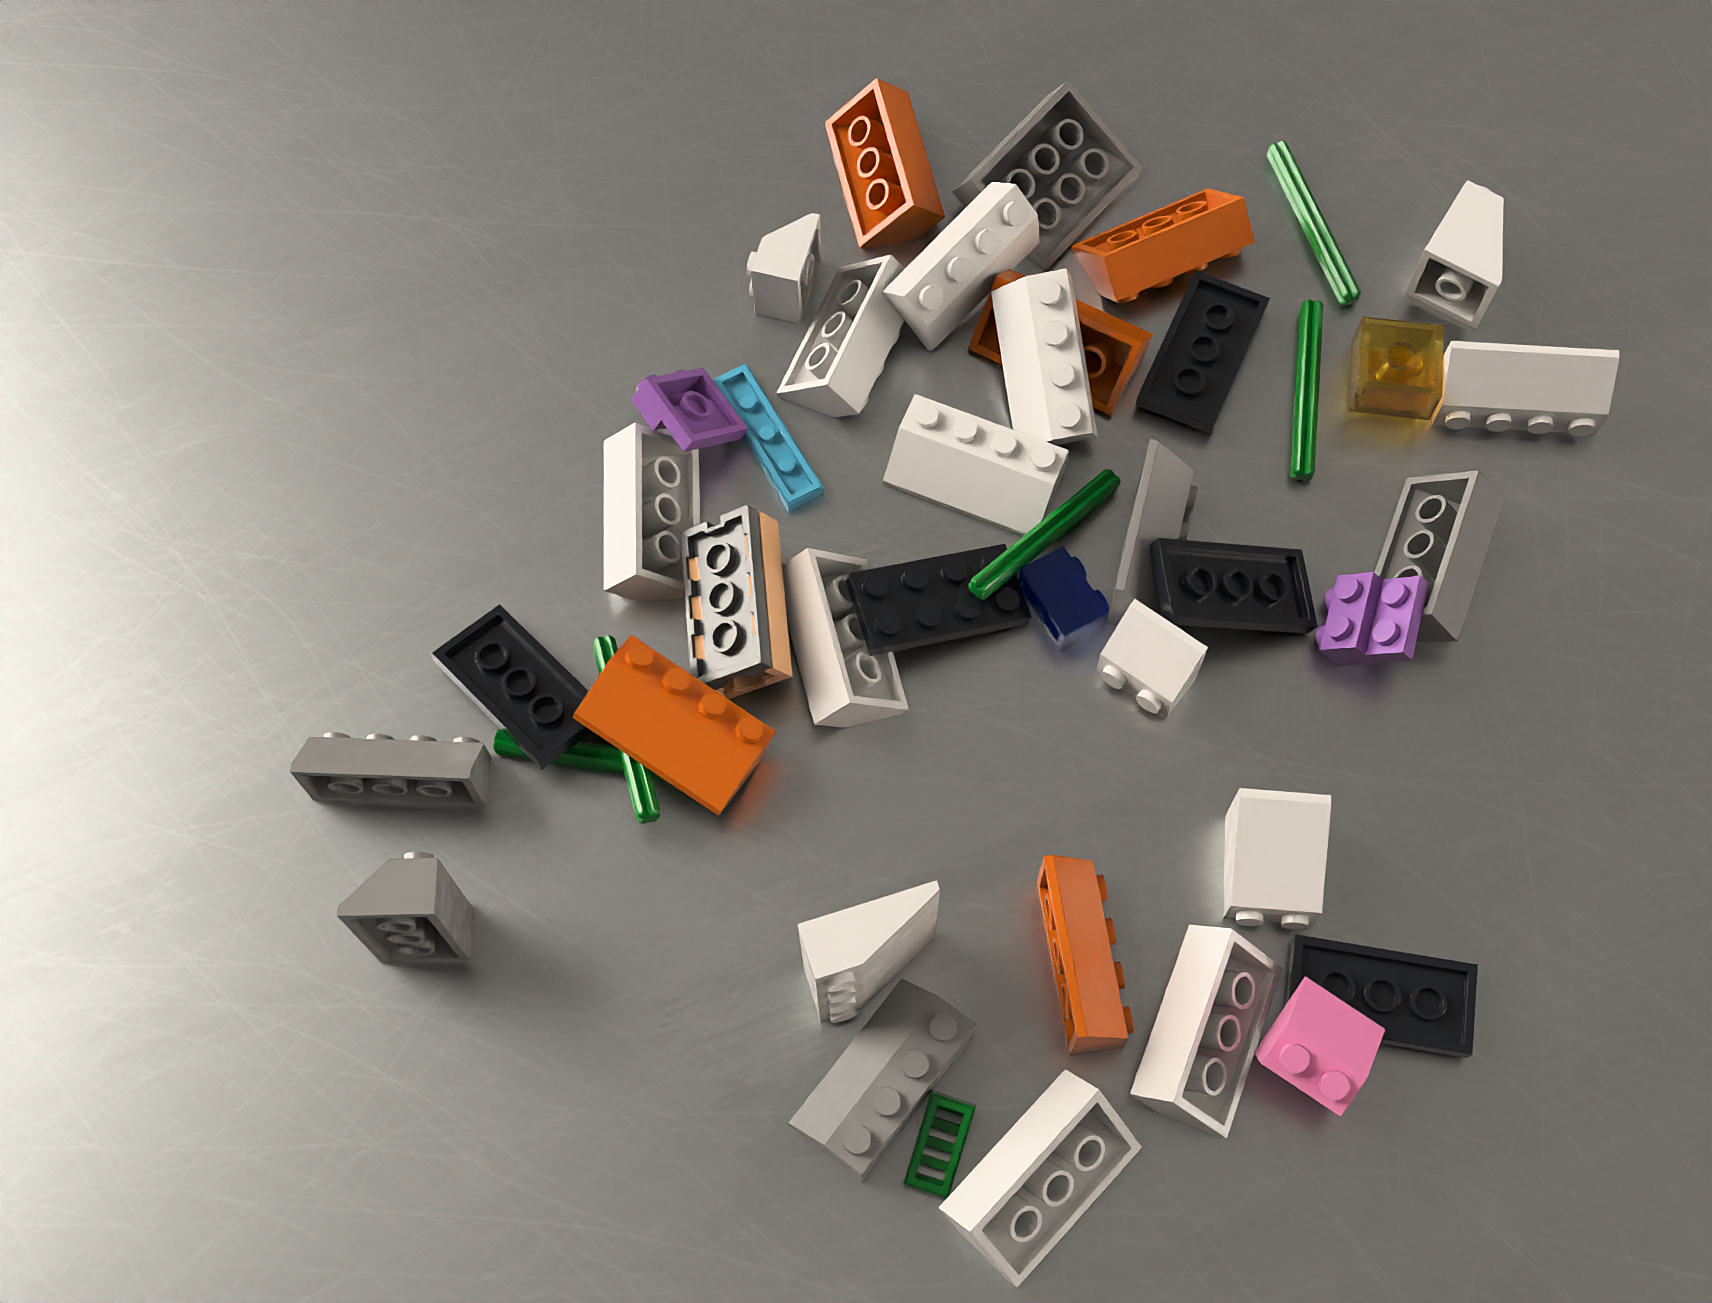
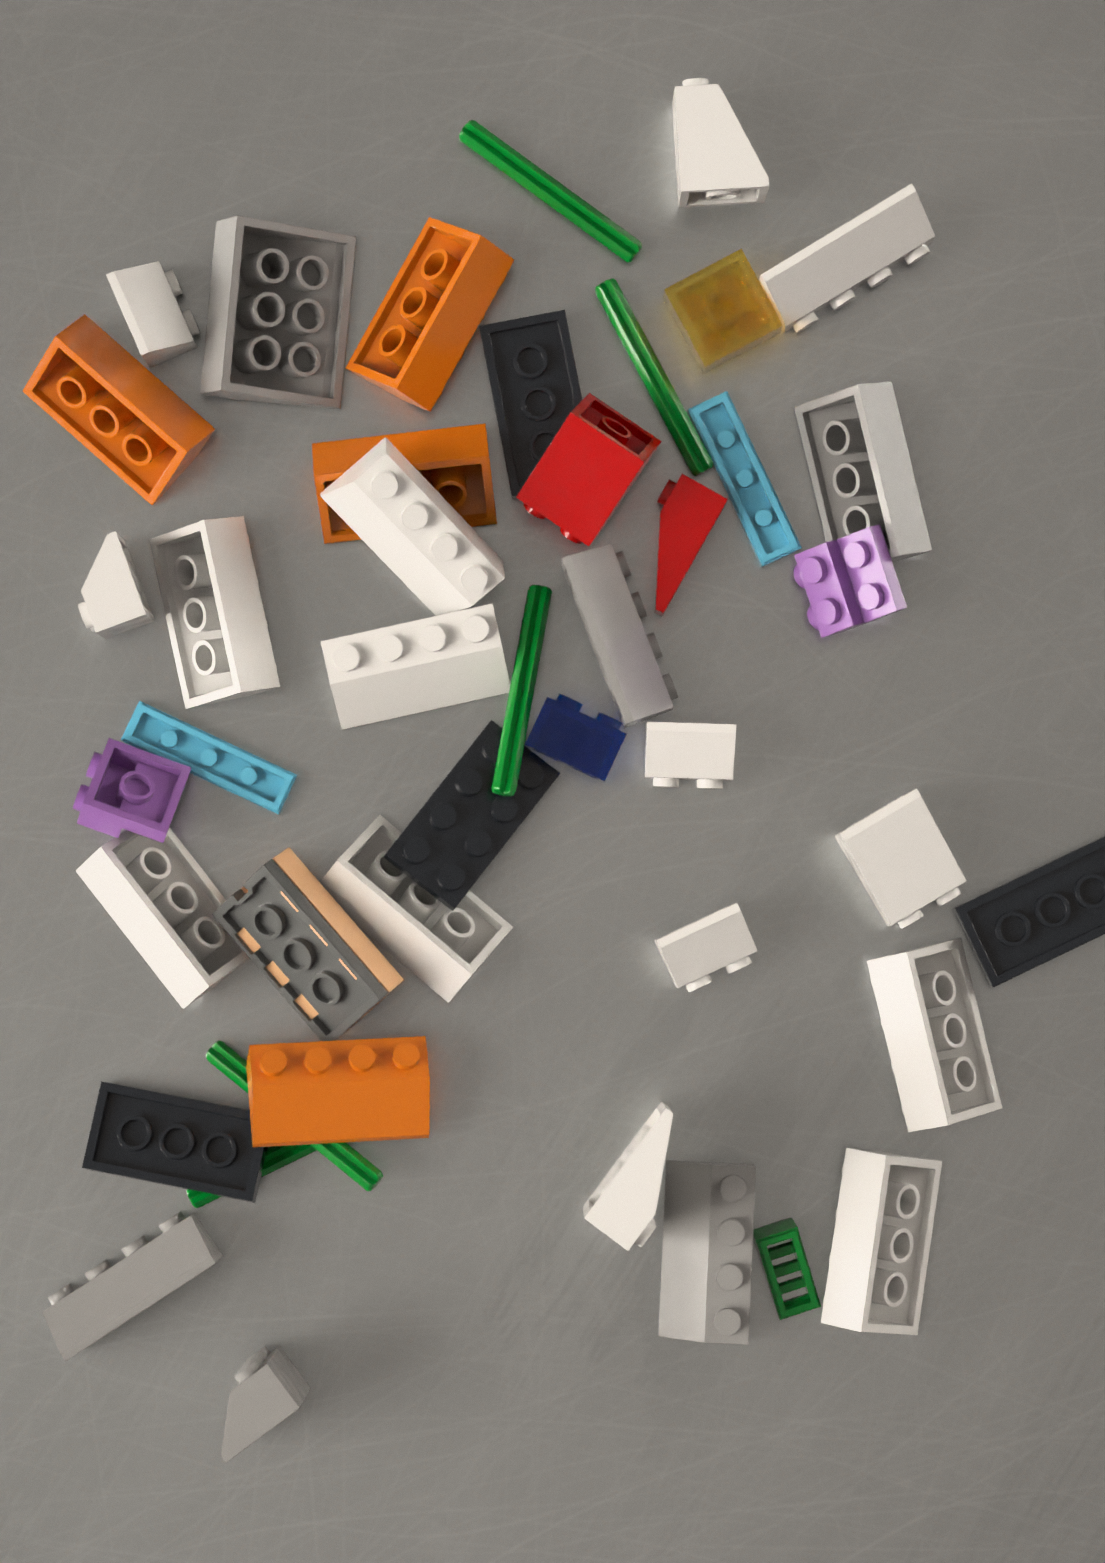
camera: 35 degrees left, 20 degrees up
(958, 117) = (153, 312): none -> white slope
(964, 261) = (270, 479): white slope -> none
(1059, 816) = (707, 946): none -> white slope
(1082, 955) = (800, 1046): orange slope -> none
(1211, 403) = (587, 470): none -> red slope
(1233, 586) = (715, 635): black plate -> none
(1262, 501) = (683, 527): none -> red slope
(1321, 1046) = (1032, 993): bright pink slope -> none
(1331, 503) = (744, 479): none -> medium azure tile

